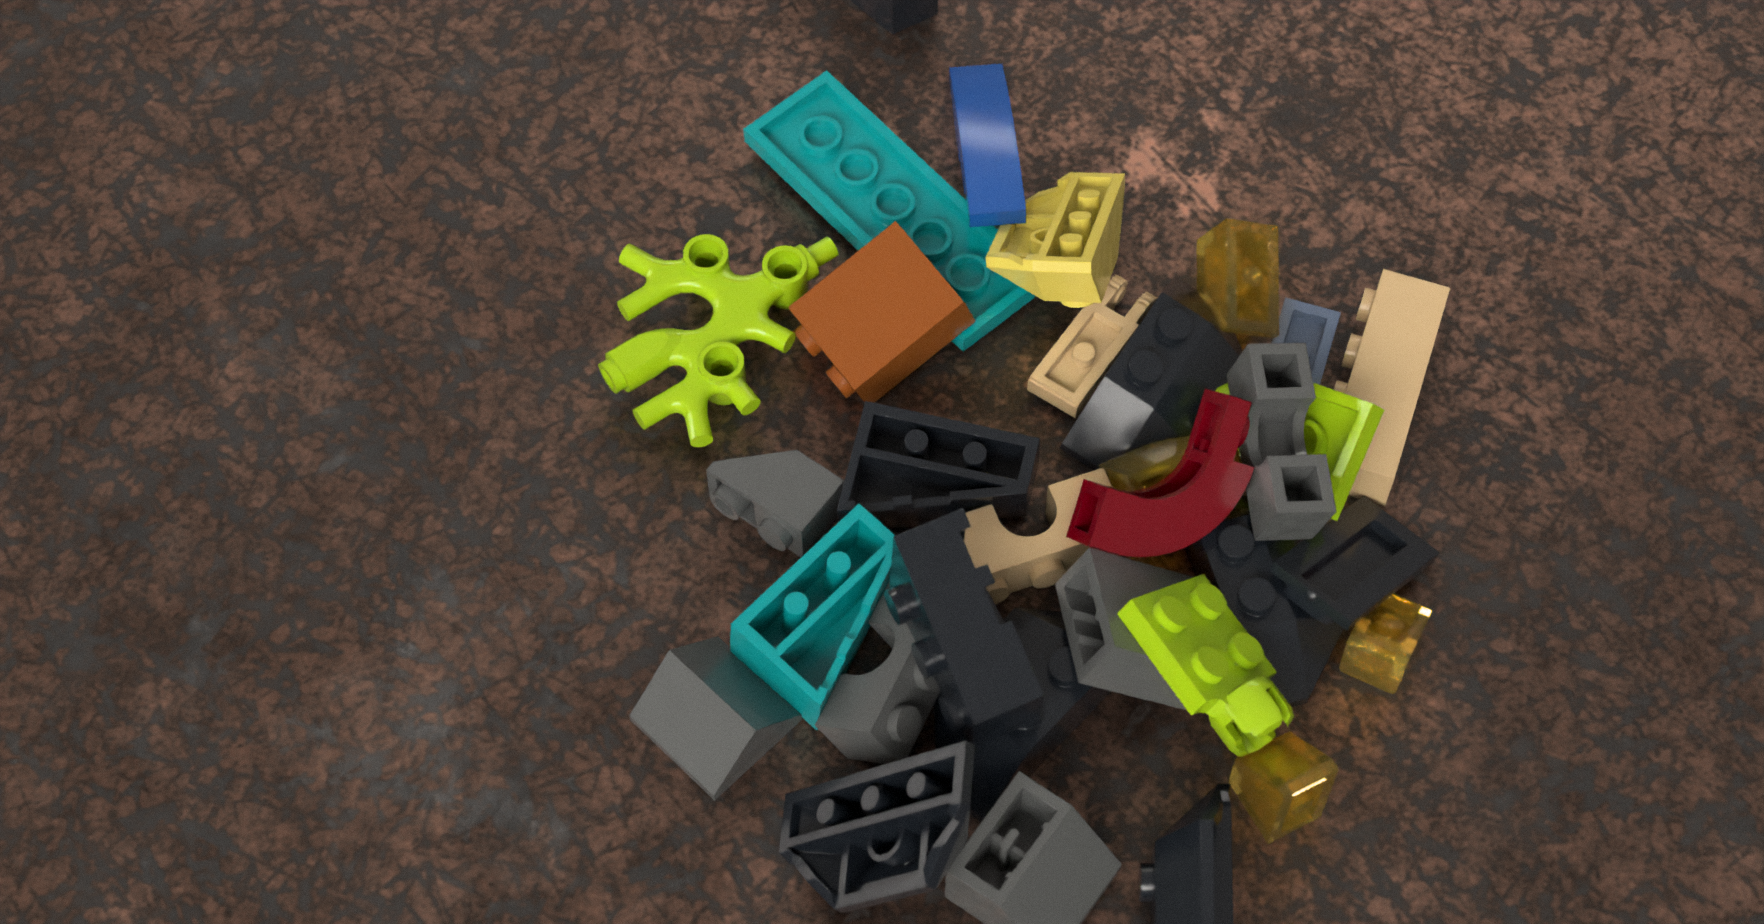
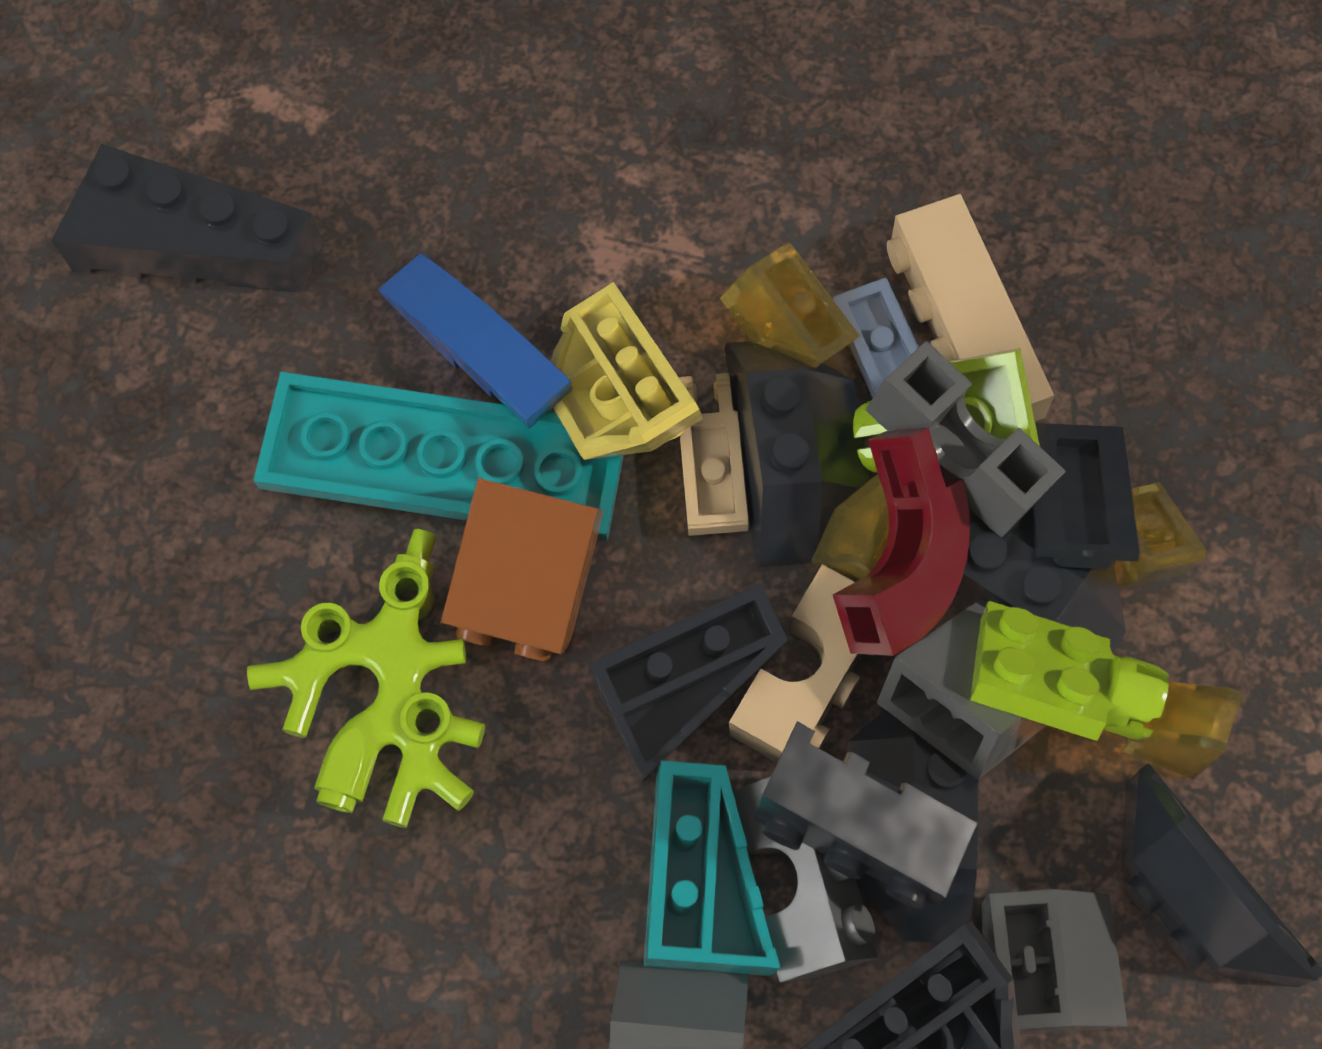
camera: 35 degrees left, 10 degrees up
(779, 494) = (570, 794): dark grey slope -> none

